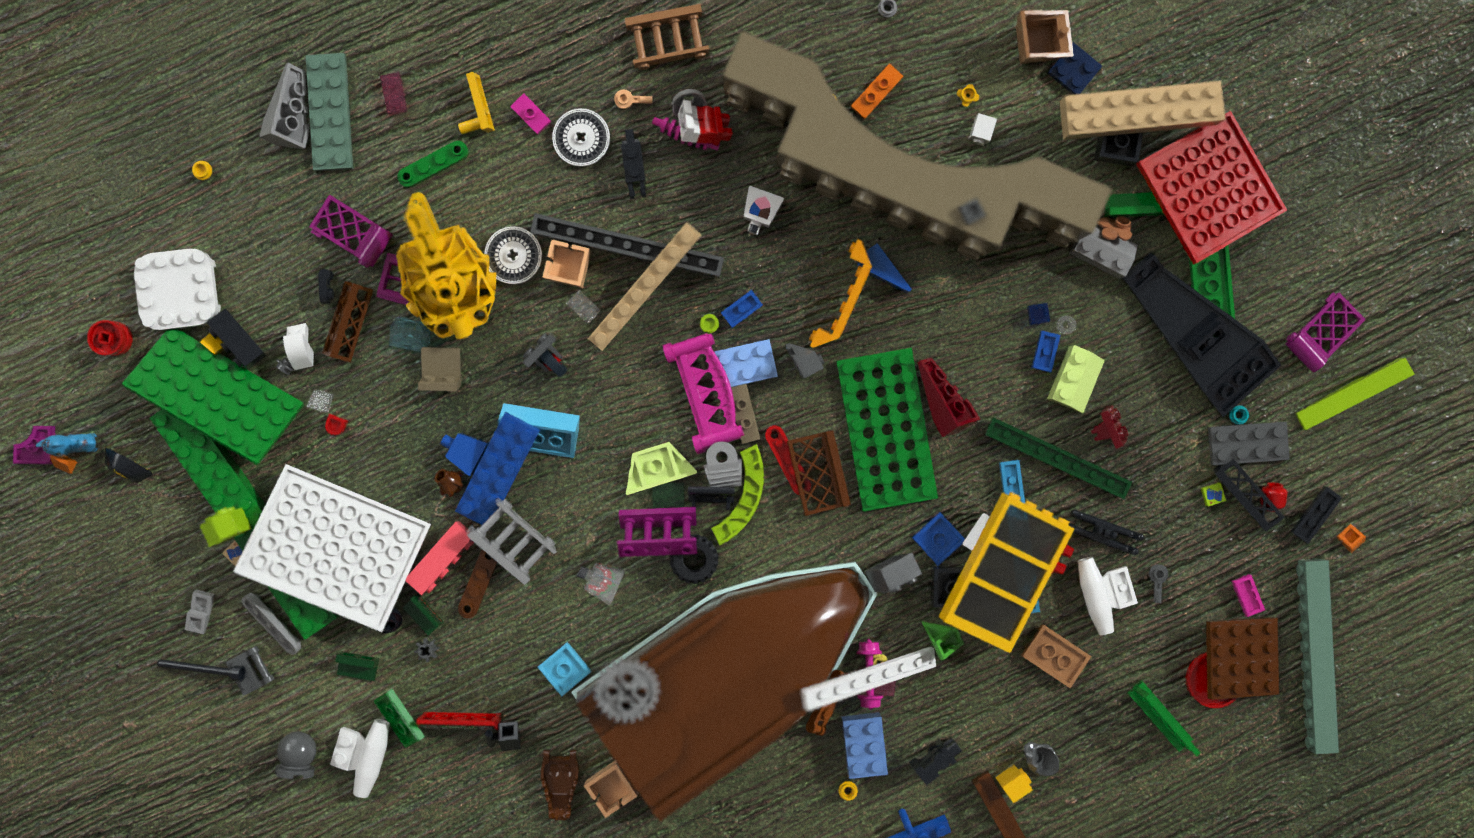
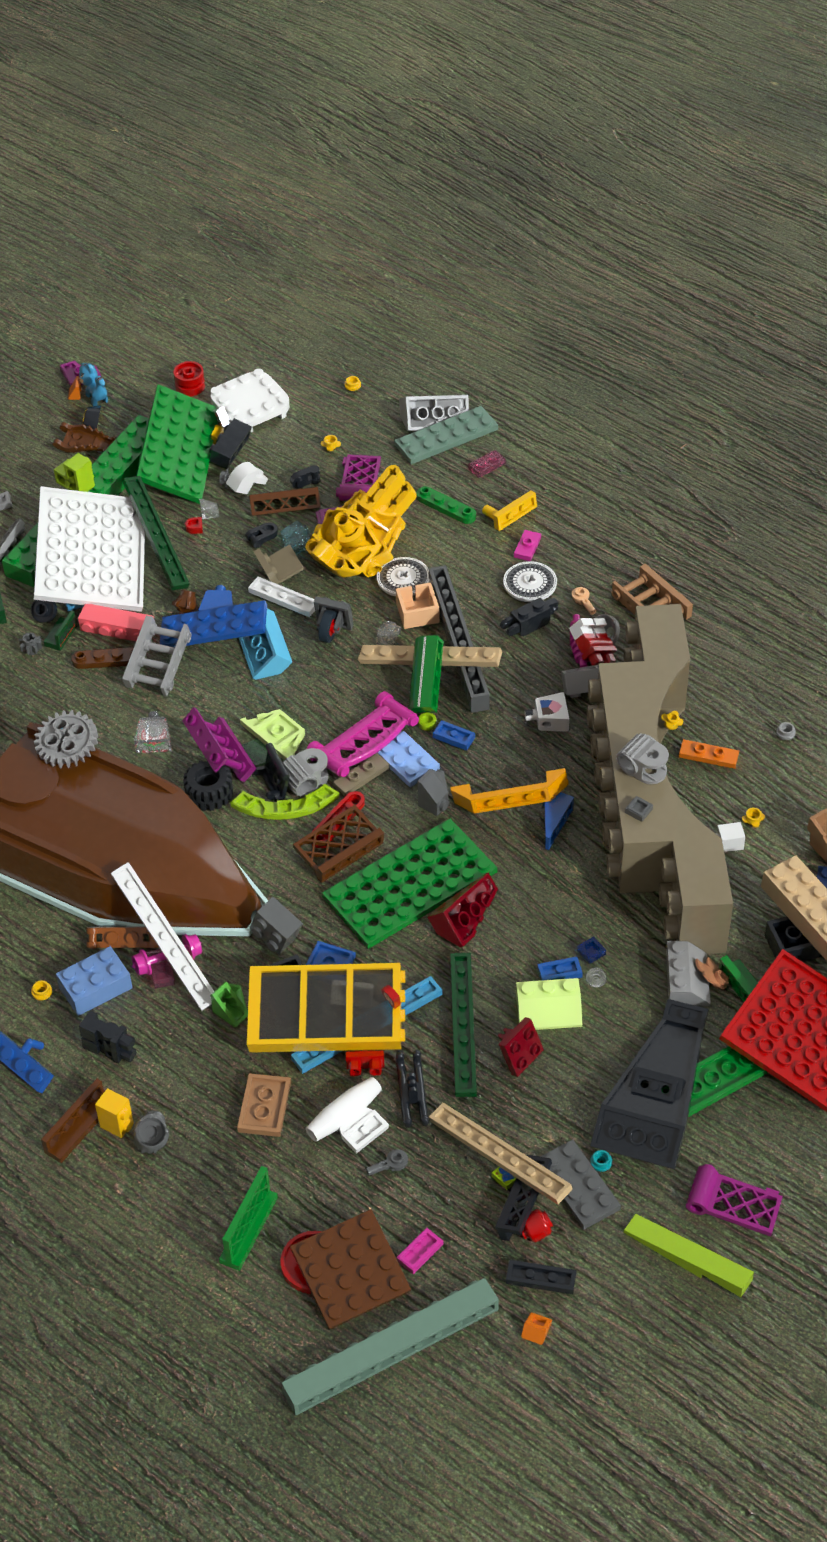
camera: 65 degrees right, 40 degrees down
(152, 486) = (82, 438): none -> reddish brown animal
(193, 333) = (221, 416): none -> slope
(278, 232) = (330, 442): none -> yellow plate
(338, 473) = (156, 533): none -> dark green plate
(384, 357) = (265, 531): none -> black plate
(483, 383) = (282, 596): none -> white plate
(669, 304) = (426, 674): none -> green brick
(740, 159) = (576, 680): none -> light grey brick
(919, 181) = (644, 753): none -> light grey piece
(1041, 520) = (391, 996): none -> red tile
(1207, 496) = (501, 1153): none -> tan plate

